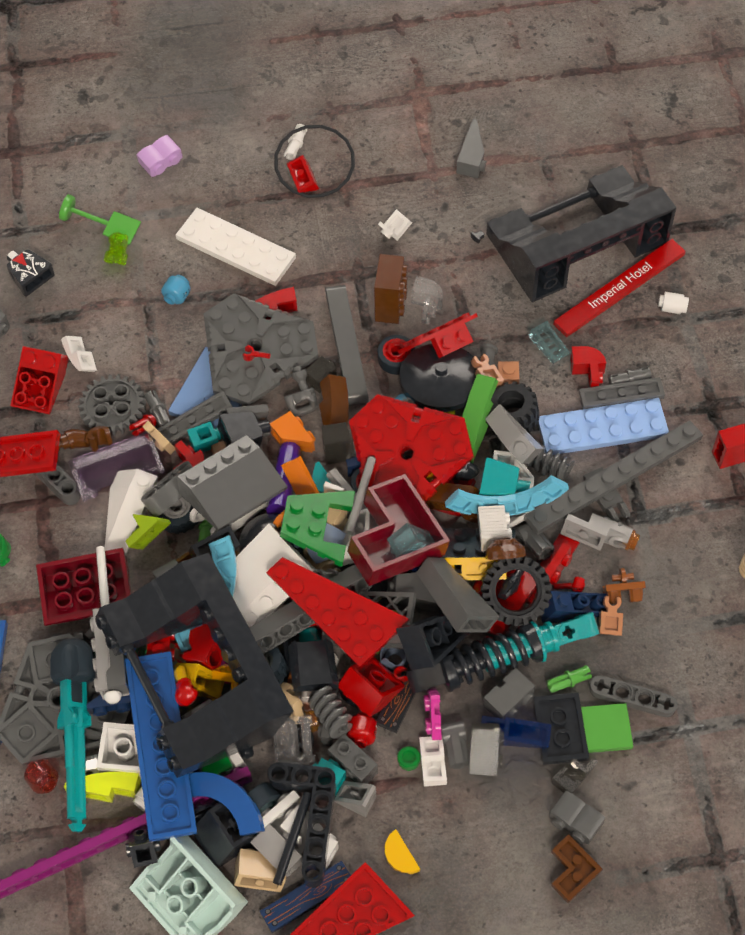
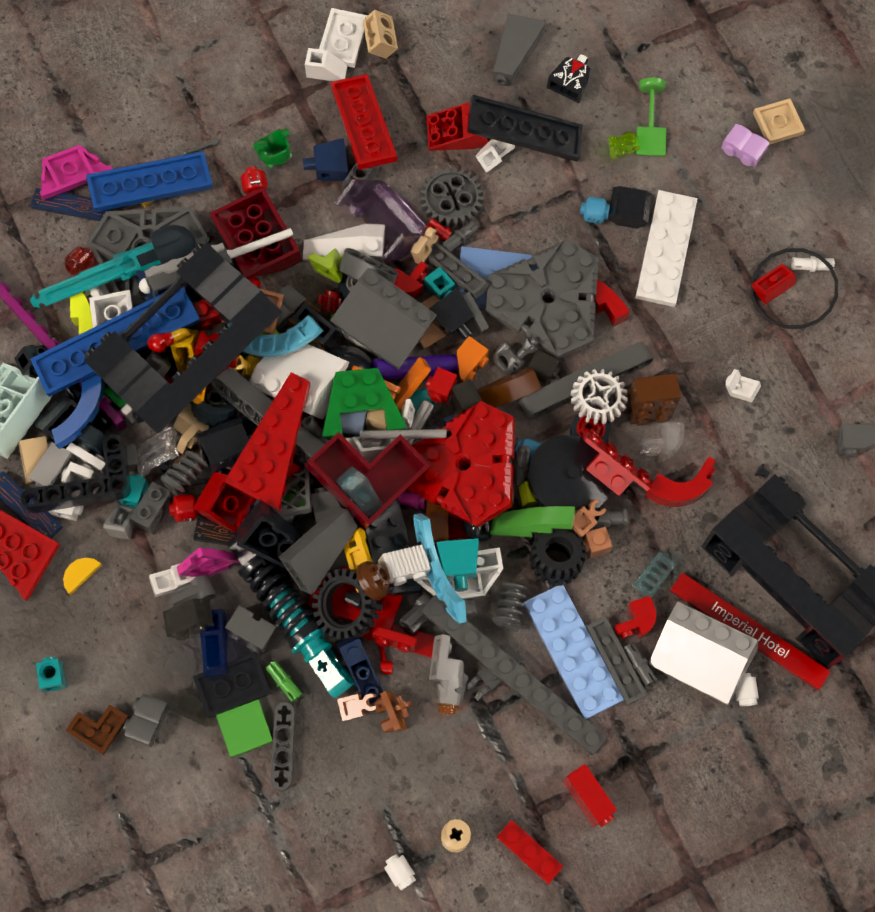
camera: 70 degrees right, 10 degrees up
(20, 579) = (253, 180): none -> red head
(26, 503) = (328, 161): none -> dark blue torso
(69, 318) = (524, 128): none -> black plate
(81, 439) = (407, 182): reddish brown piece -> none
(145, 124) = (779, 121): none -> tan plate
(183, 261) = (629, 207): none -> black slope
(184, 539) = (330, 301): none -> red gear
(249, 357) = (533, 296): red hand -> none
(292, 838) = (58, 474): black bar -> none
(316, 456) = (440, 385): none -> red brick
(382, 324) = (611, 387): none -> white gear
(408, 758) = (171, 556): green tile -> none
(481, 294) = (681, 494): none -> red arch
(513, 435) = (517, 560): light grey slope -> none
(513, 897) = (57, 681): none -> teal brick
(634, 321) = (703, 653): none -> slope

